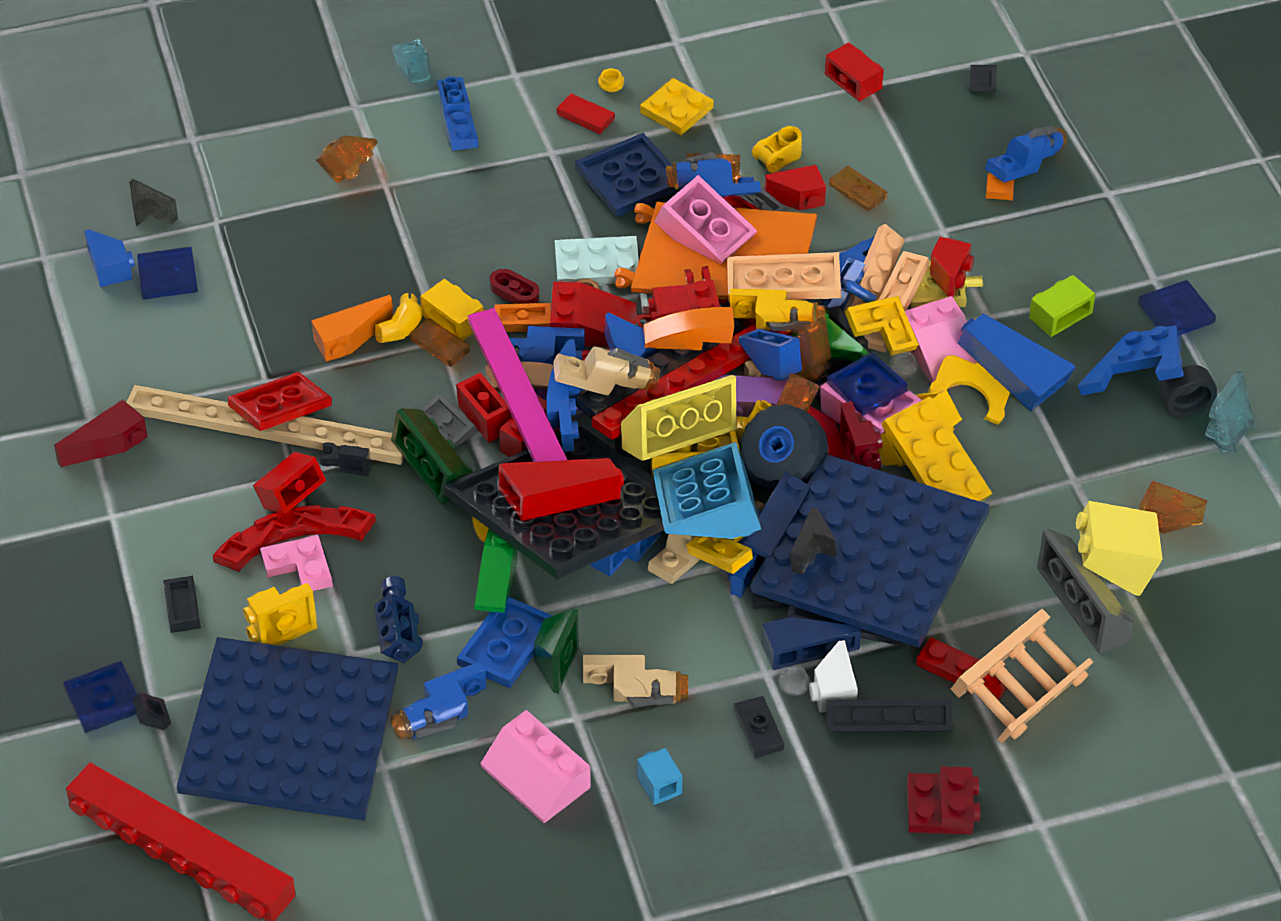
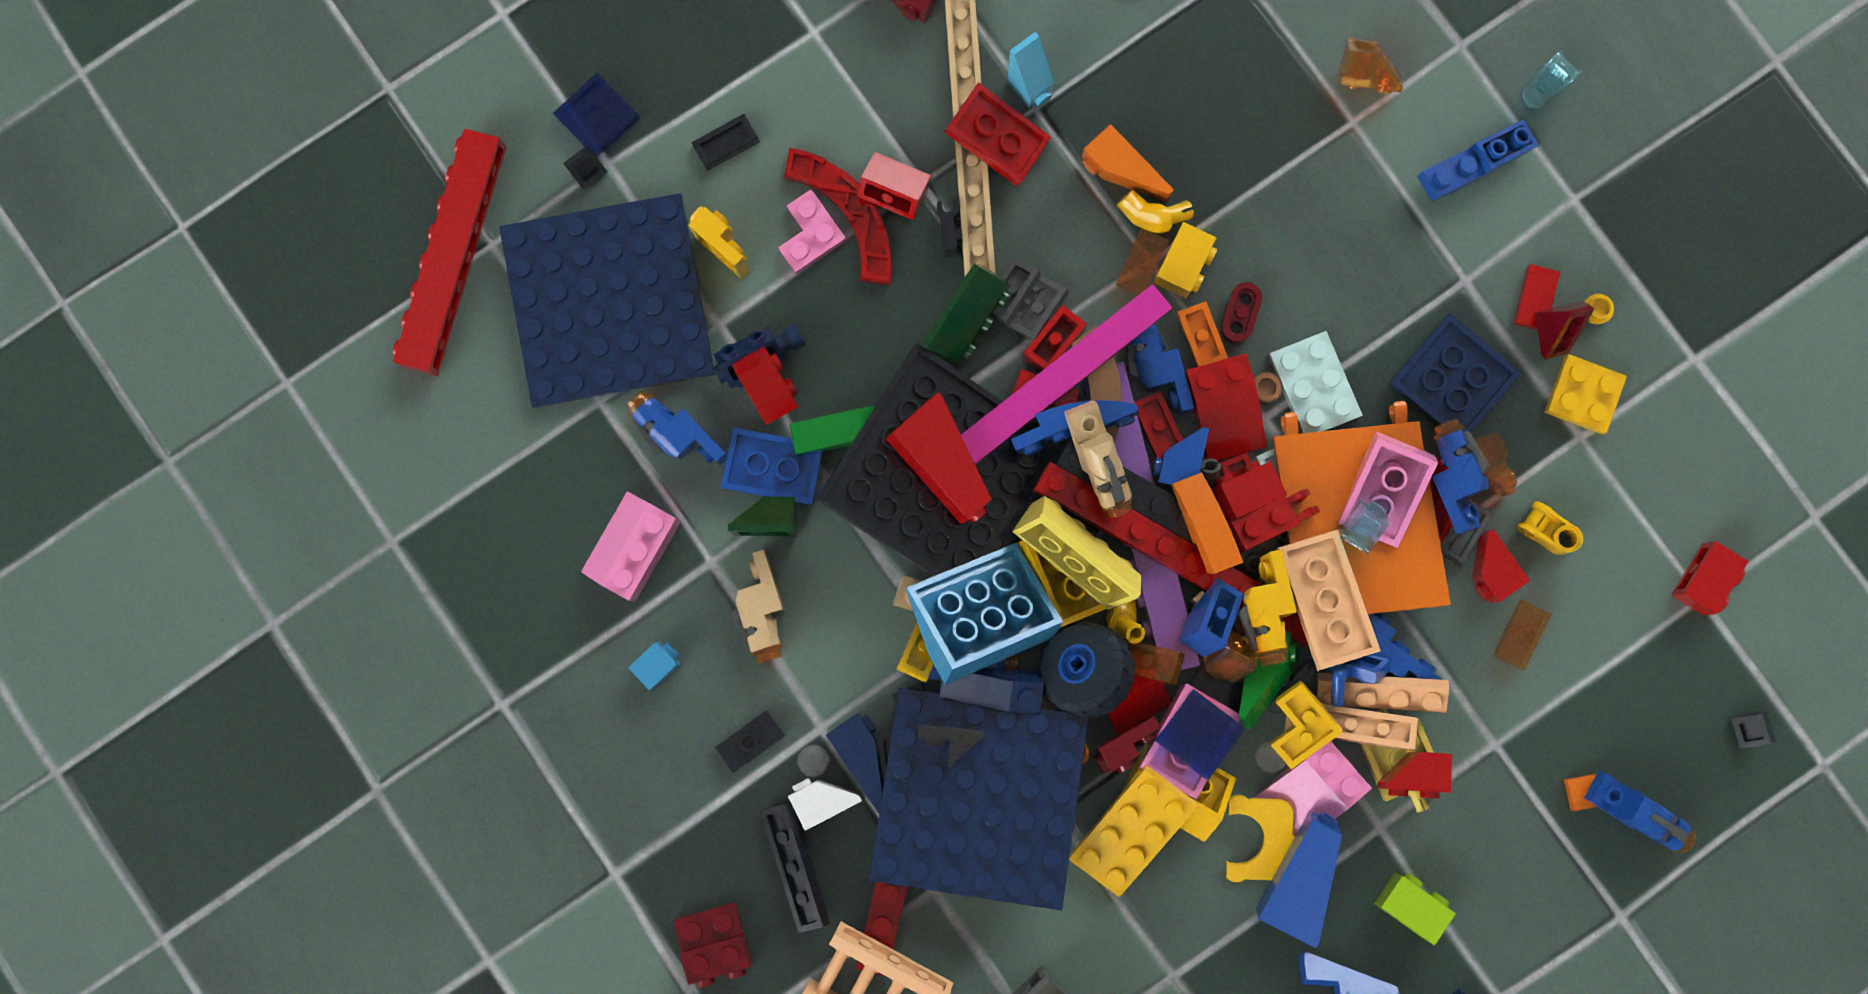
camera: 75 degrees right, 35 degrees up
(240, 359) = (1030, 72): none -> medium azure slope
(430, 615) = (765, 385): none -> red brick
(616, 99) = (1560, 327): none -> dark red slope
(731, 236) = (1365, 525): none -> clear light blue brick

